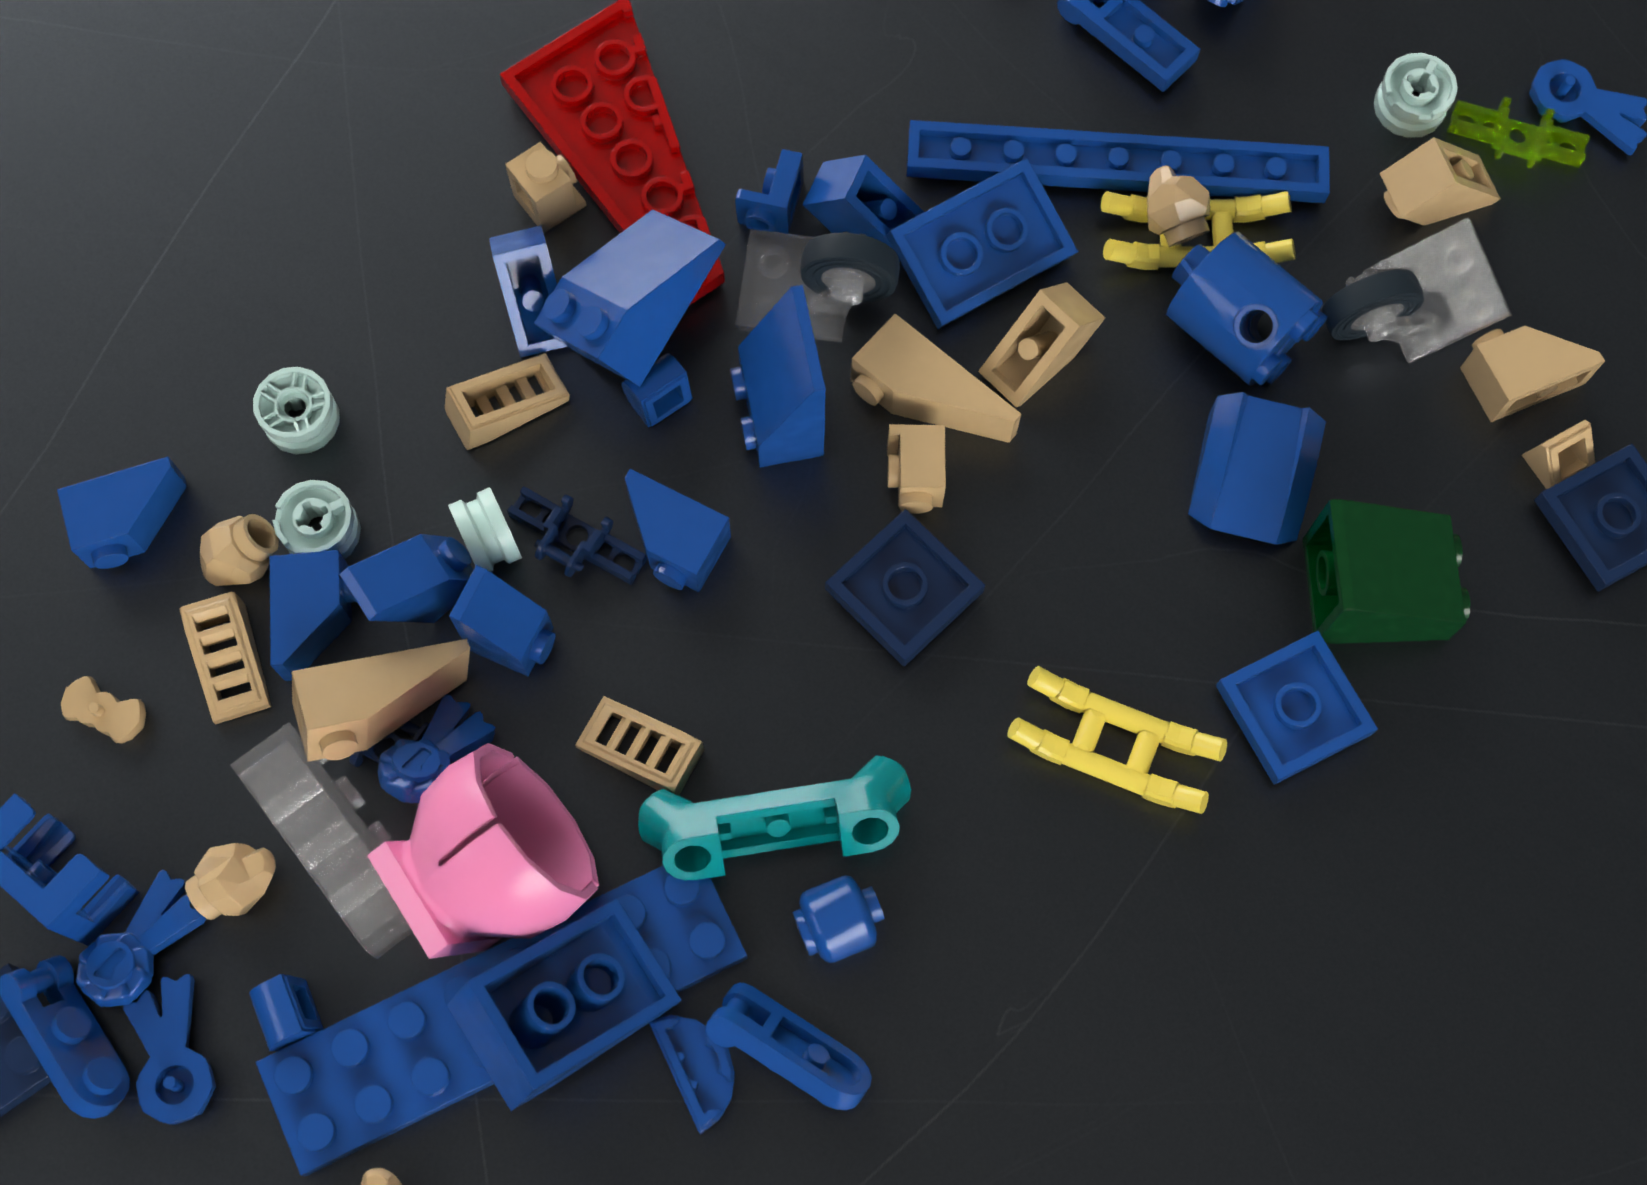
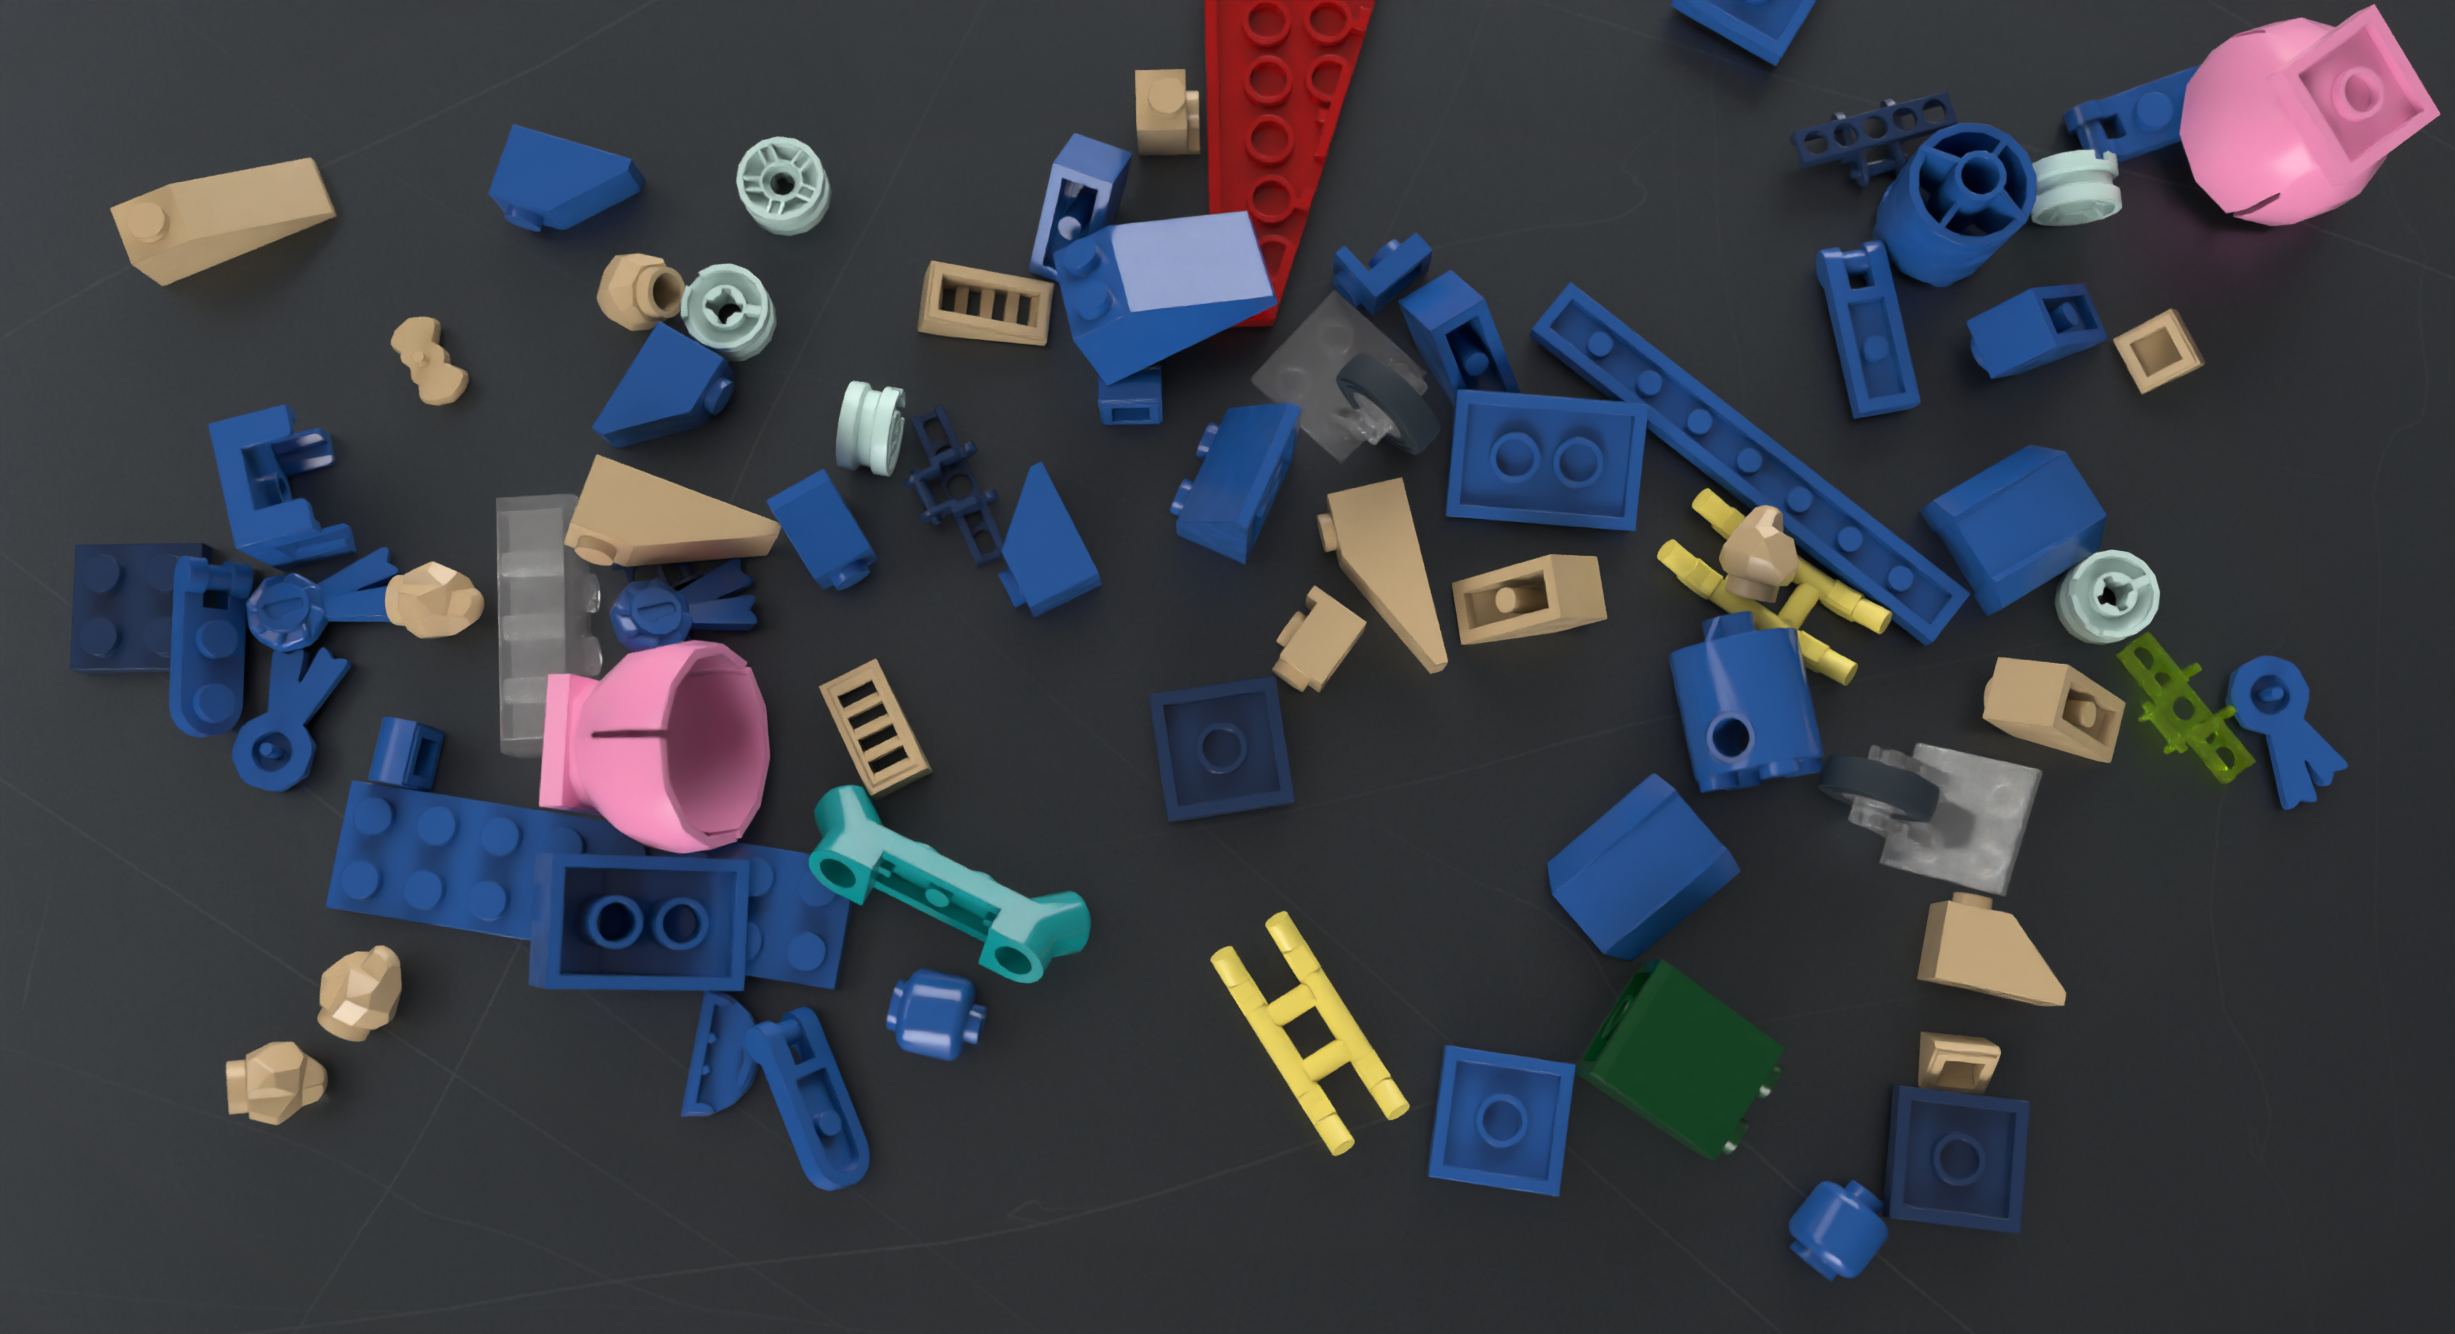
camera: 35 degrees right, 10 degrees up
(214, 612) = (544, 380): tan slope -> none
(411, 580) = (767, 433): blue slope -> none
(1321, 89) = (2018, 524): none -> blue slope
(1578, 618) = (1838, 1229): none -> blue head

